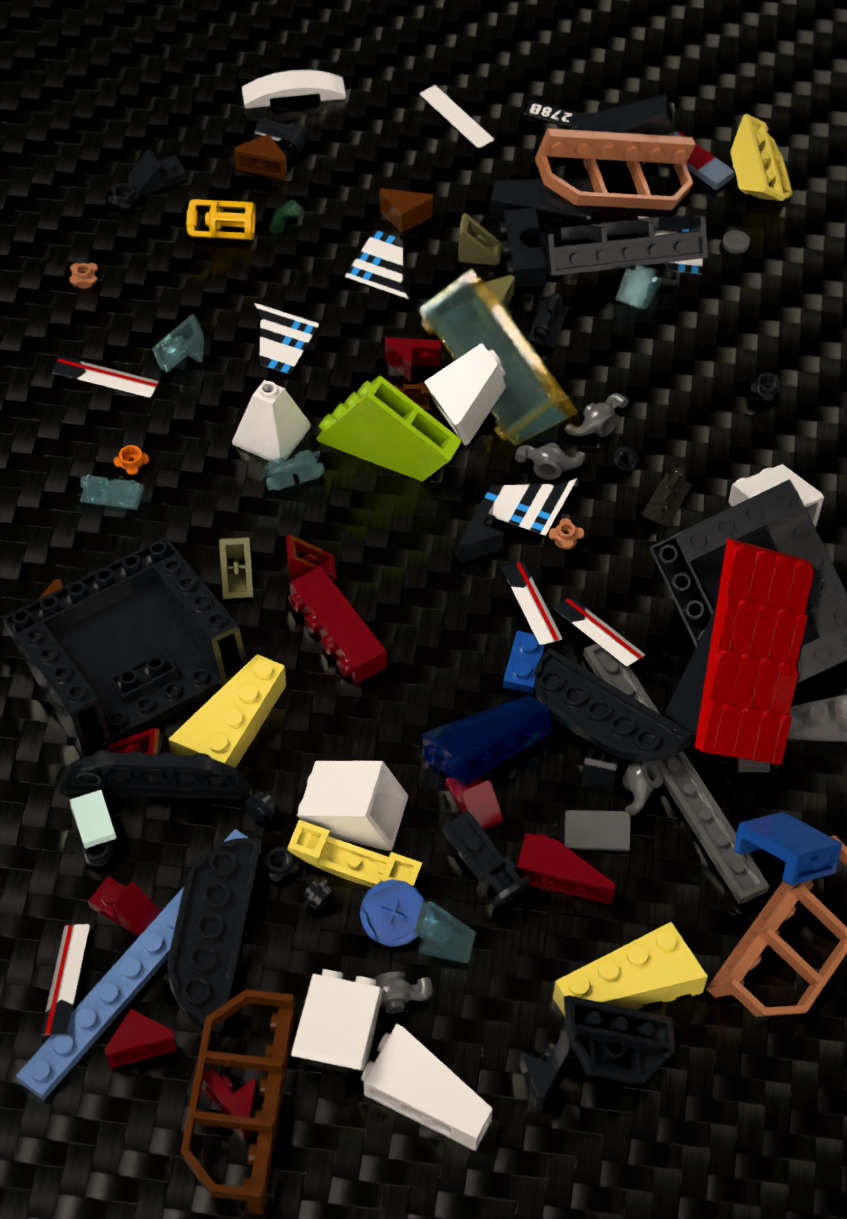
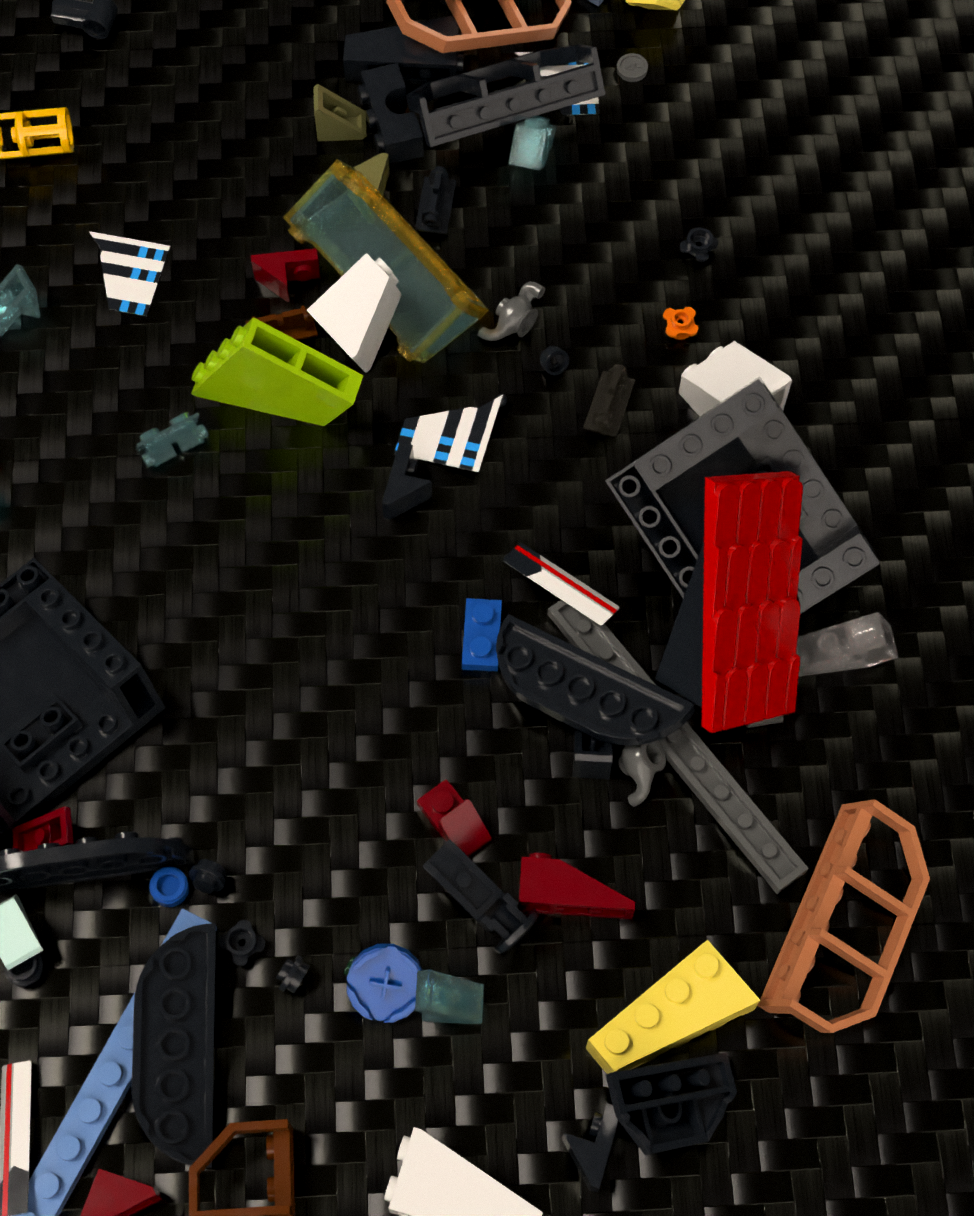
camera: 10 degrees left, 10 degrees up
(124, 905) = (69, 1030): dark red slope -> none
(227, 812) = (169, 886): none -> blue tile
(233, 715) = (153, 770): light yellow wedge -> none
(236, 567) = (126, 577): olive slope -> none
(261, 157) = (65, 46): reddish brown slope -> none
(271, 424) = (136, 388): white slope -> none
(280, 215) = (102, 112): clear green arm -> none
(306, 557) = (210, 555): dark red slope -> none
(337, 625) = (257, 628): dark red brick -> none
(338, 1020) = (345, 1142): white slope -> none
(347, 860) = (325, 923): light yellow slope -> none
(355, 802) = (315, 852): white slope -> none
(380, 264) = (228, 158): sticker -> none
(399, 991) = (401, 1083): dark grey piece -> none
(405, 208) = (245, 84): reddish brown slope -> none
(487, 738) = (455, 745): clear blue slope -> none
(531, 603) = (477, 560): sticker -> none
(549, 460) = (466, 376): dark grey piece -> none
(566, 541) = (502, 475): nougat plate -> none
(597, 830) = (601, 833): dark grey slope -> none
(739, 446) = (680, 330): none -> orange plate
(803, 848) = (827, 817): blue panel -> none

